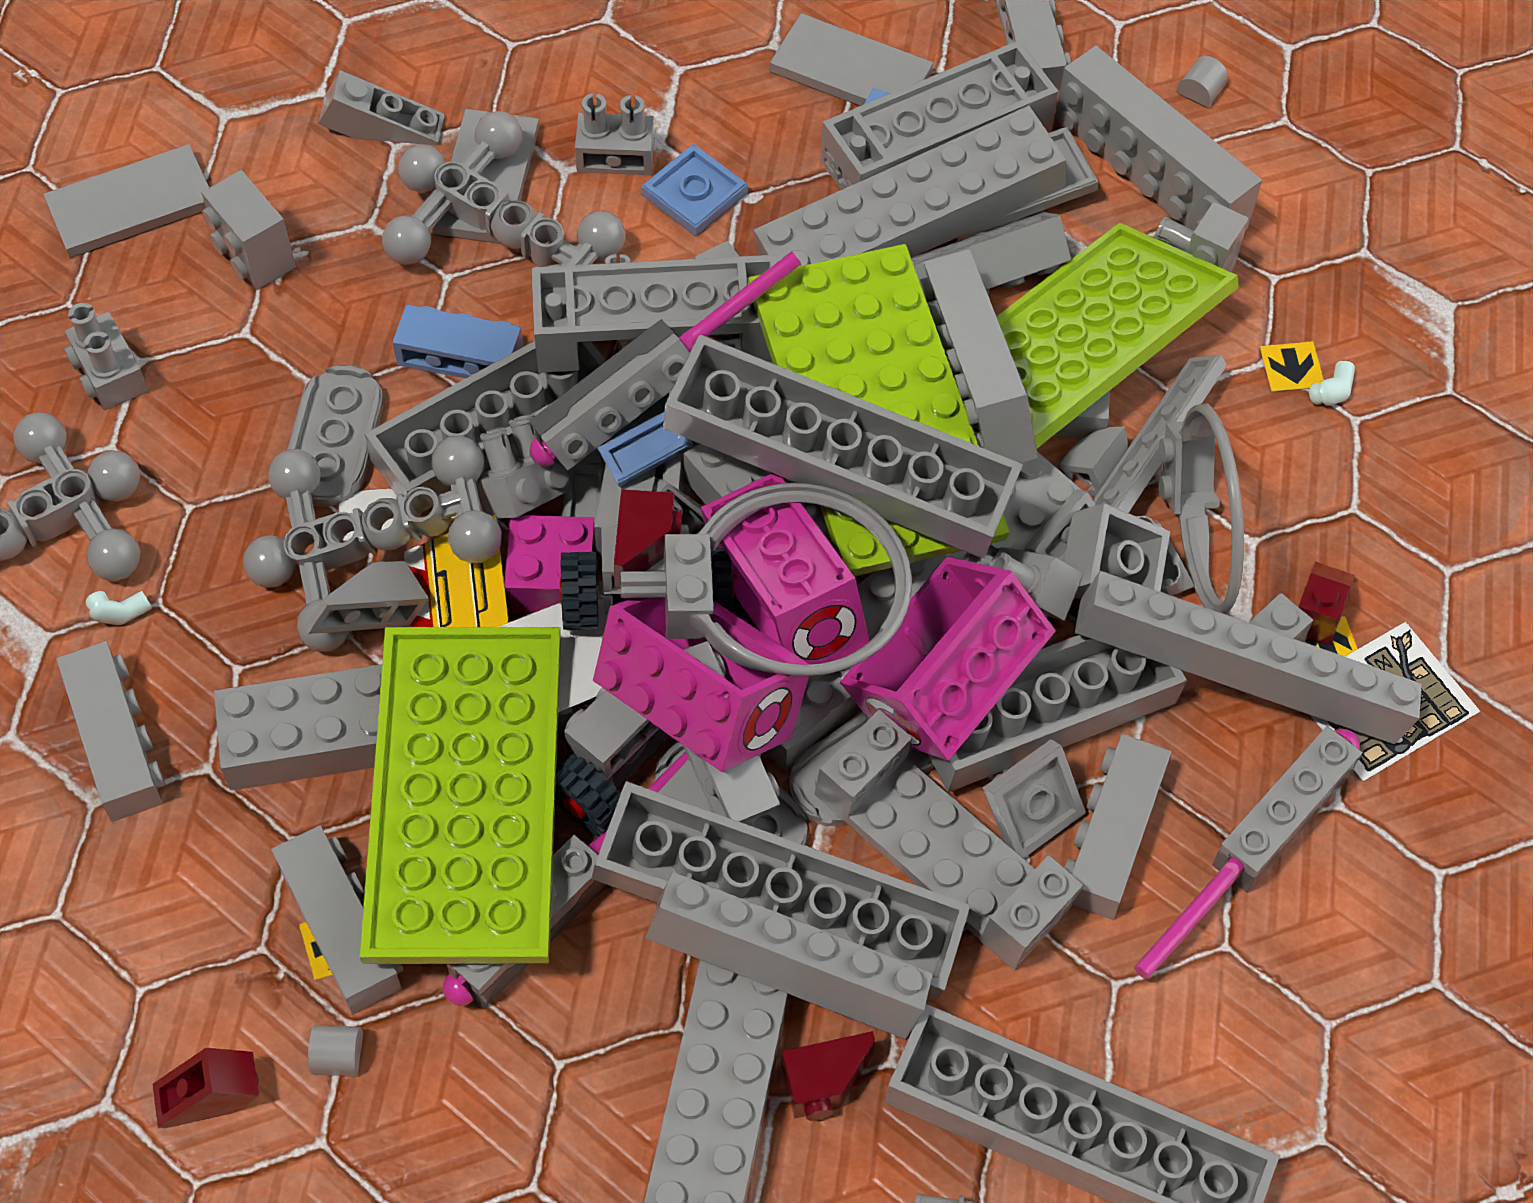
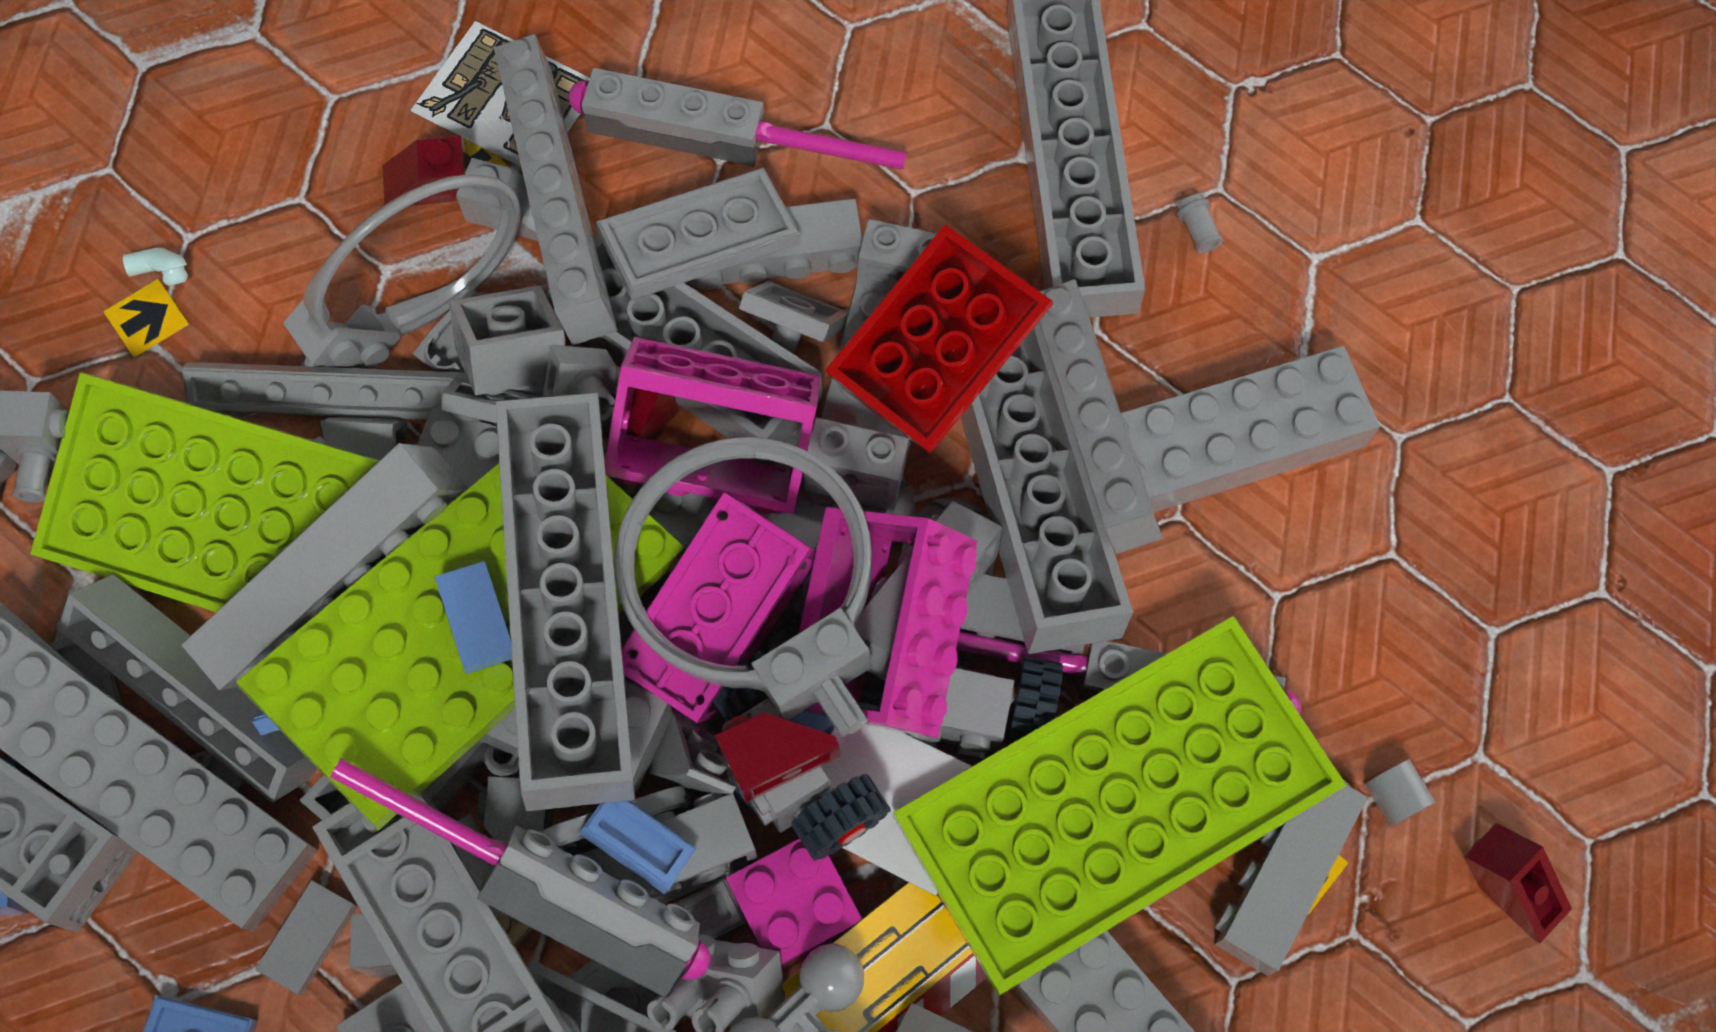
camera: 120 degrees left, 10 degrees up
(824, 1073) = (1149, 362): dark red slope -> none
(881, 391) = (475, 617): none -> medium blue tile
(925, 854) = (938, 338): none -> red slope
(1144, 750) = (697, 233): none -> light grey tile

